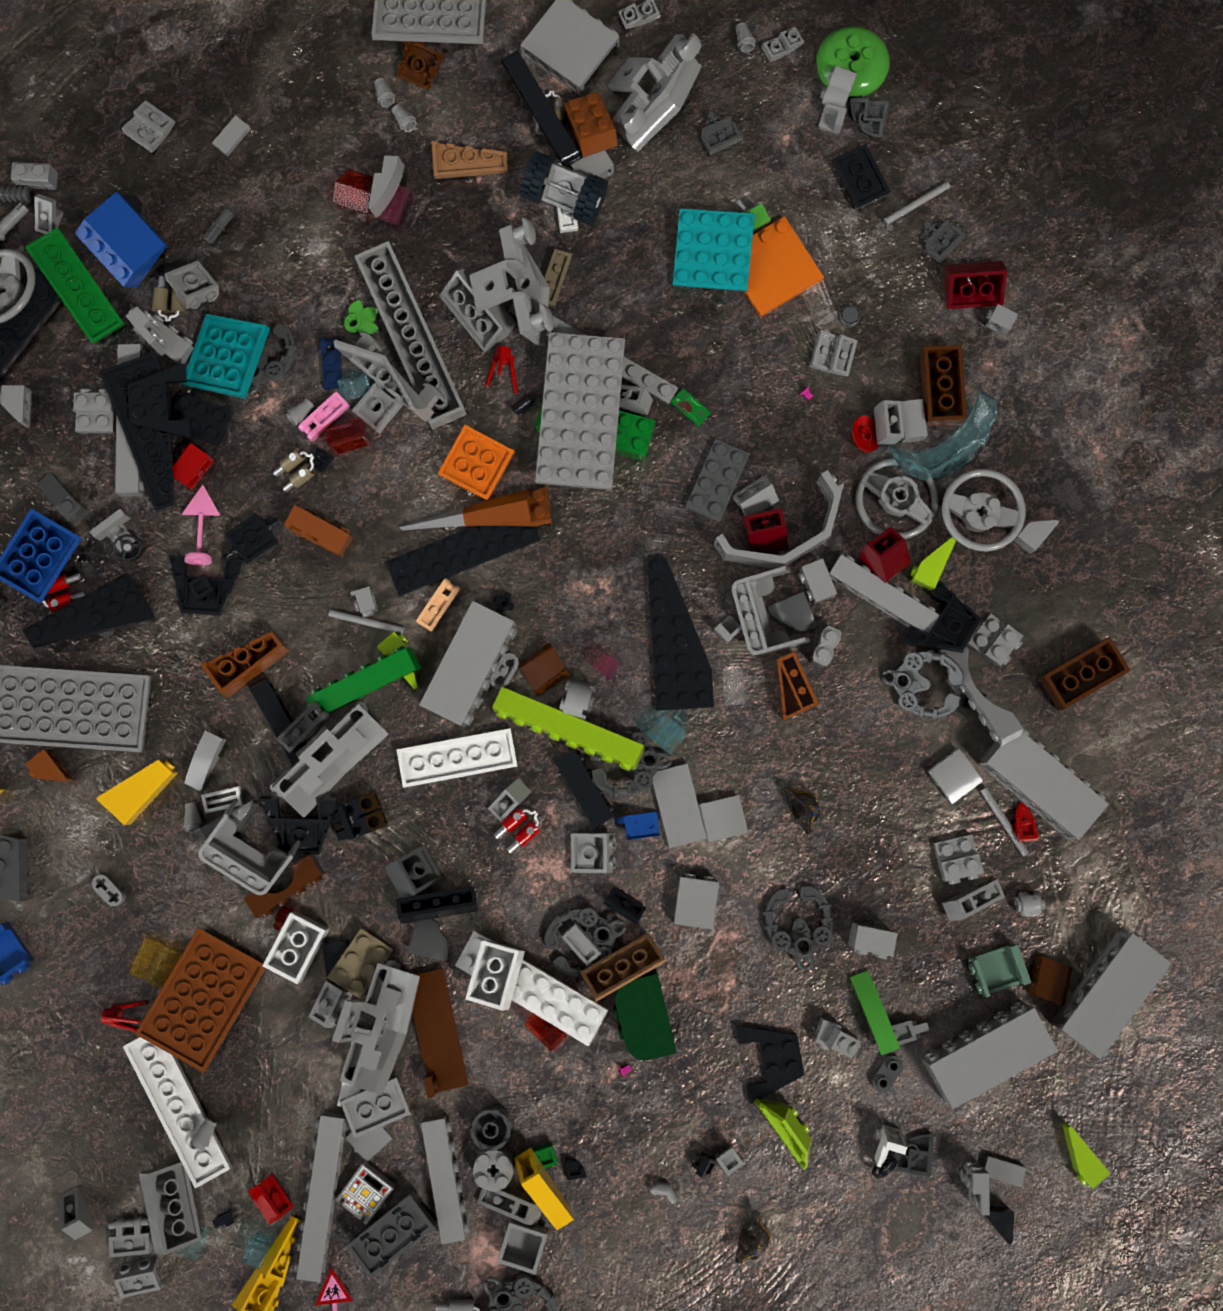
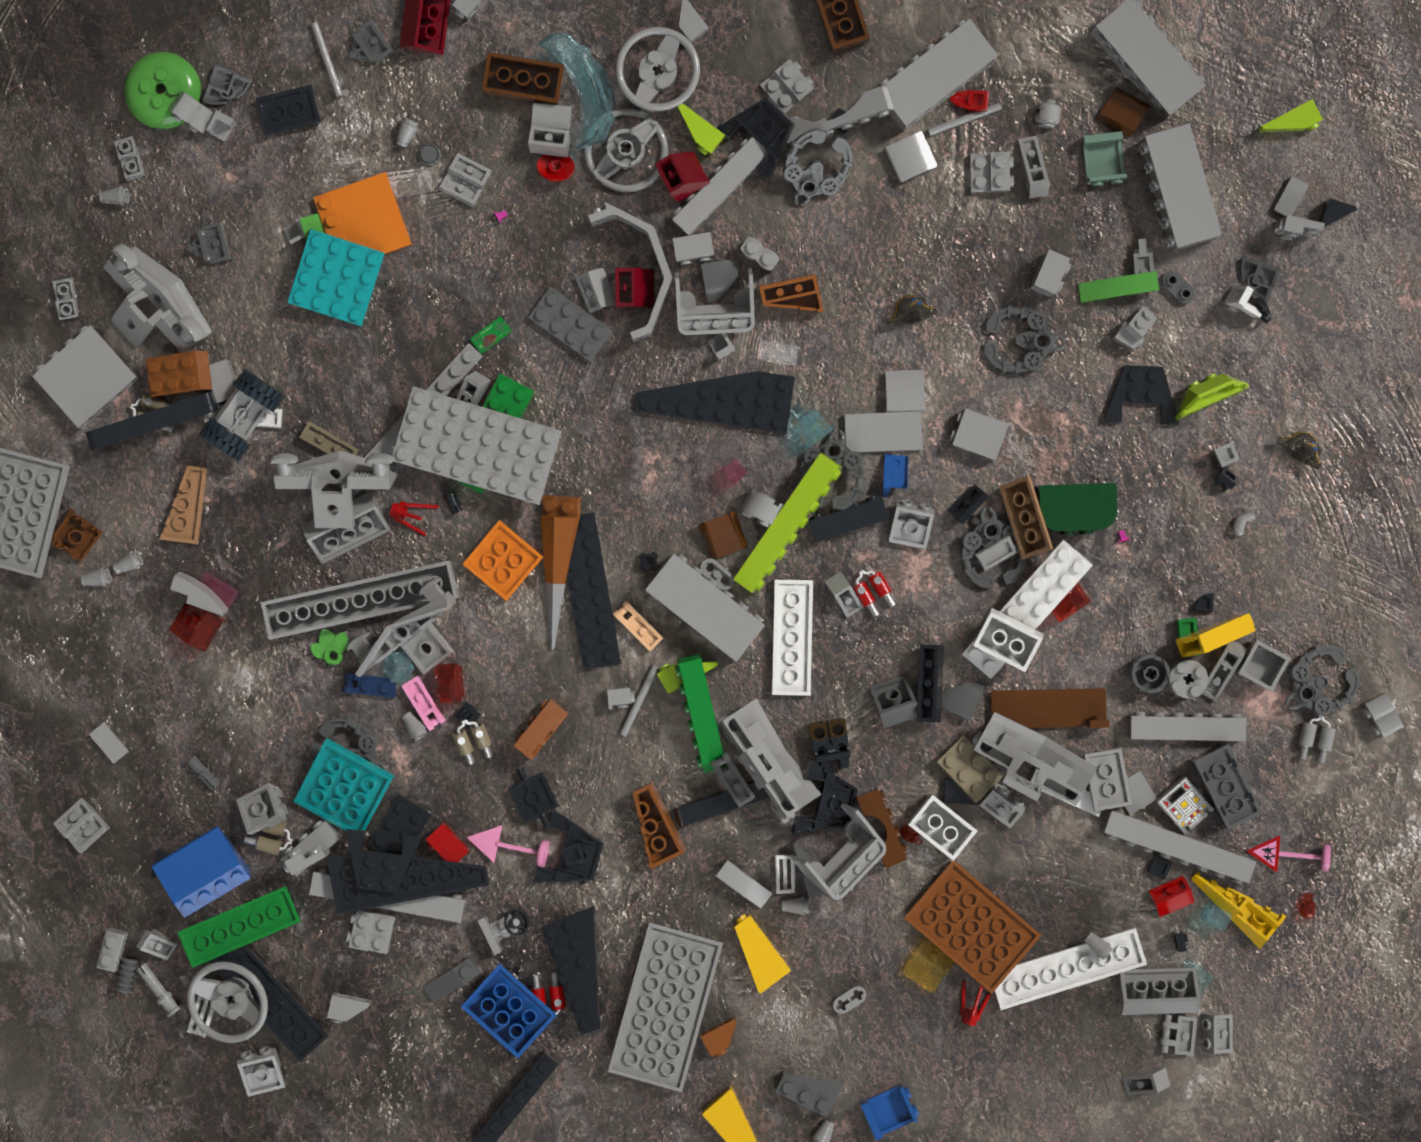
camera: 80 degrees left, 5 degrees up
(298, 1179) = (1159, 866): none -> black tile
(866, 288) = (406, 131): none -> light grey cone

